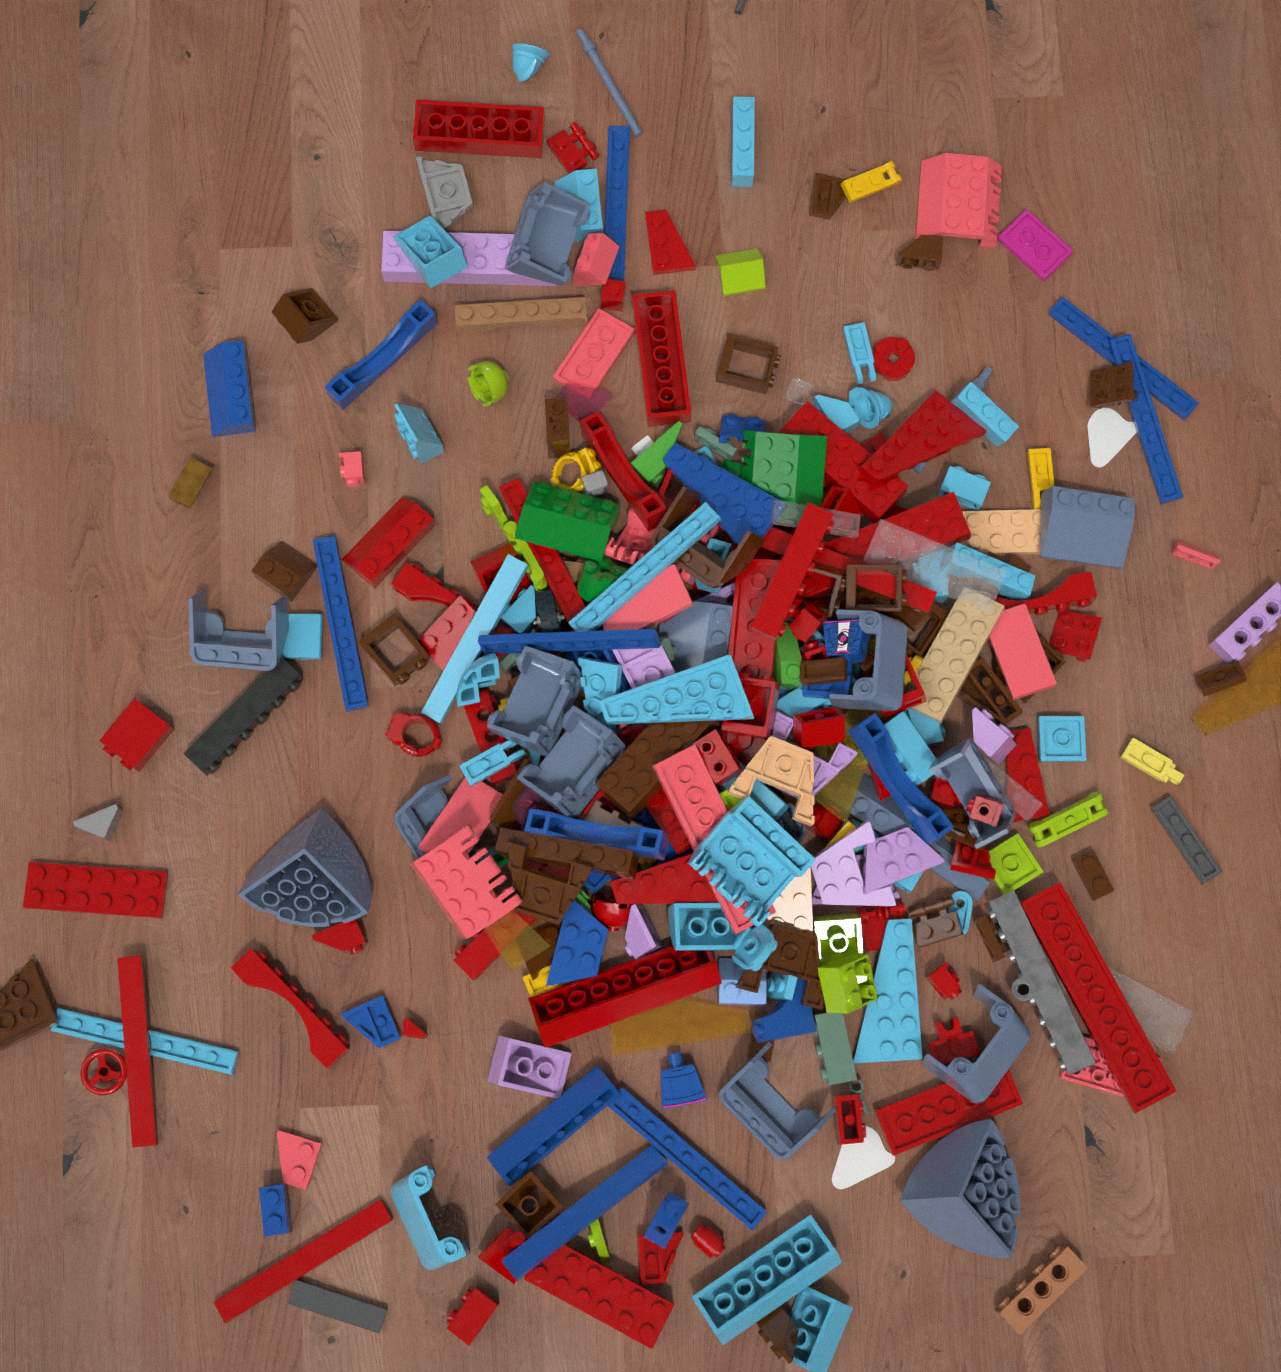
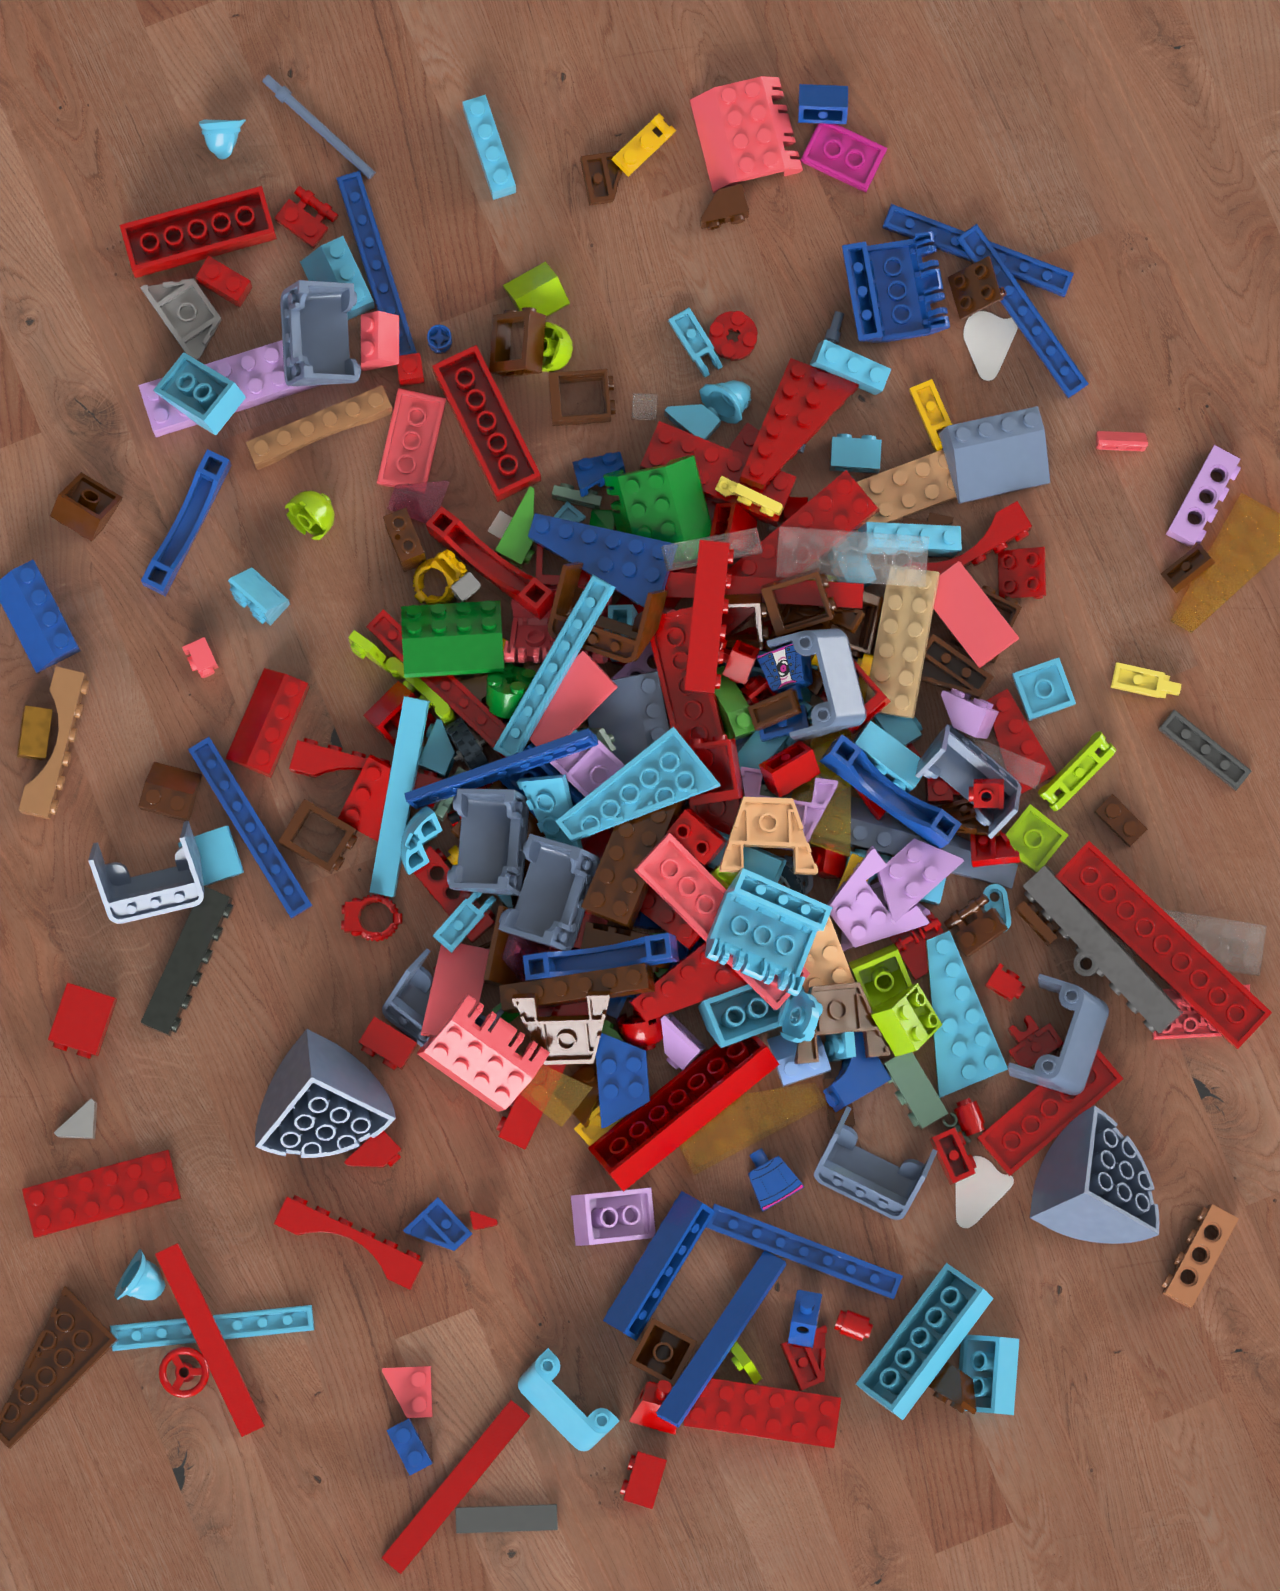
camera: 20 degrees left, 5 degrees up
(99, 977) = (140, 1280): none -> medium azure piece
(177, 533) = (41, 792): none -> medium nougat arch
(388, 846) = (387, 1043): none -> red brick
(486, 175) = (224, 281): none -> red brick
(647, 274) = (439, 334): none -> blue wheel
(665, 245) = (445, 291): red wing -> none
(721, 307) = (532, 343): none -> reddish brown window
(735, 314) = (557, 348): none -> lime cylinder
(862, 485) = (748, 496): none -> light yellow hinge
(874, 1089) = (969, 1116): none -> red brick
(1032, 197) = (822, 104): none -> blue brick
(1044, 364) = (895, 289): none -> blue slope

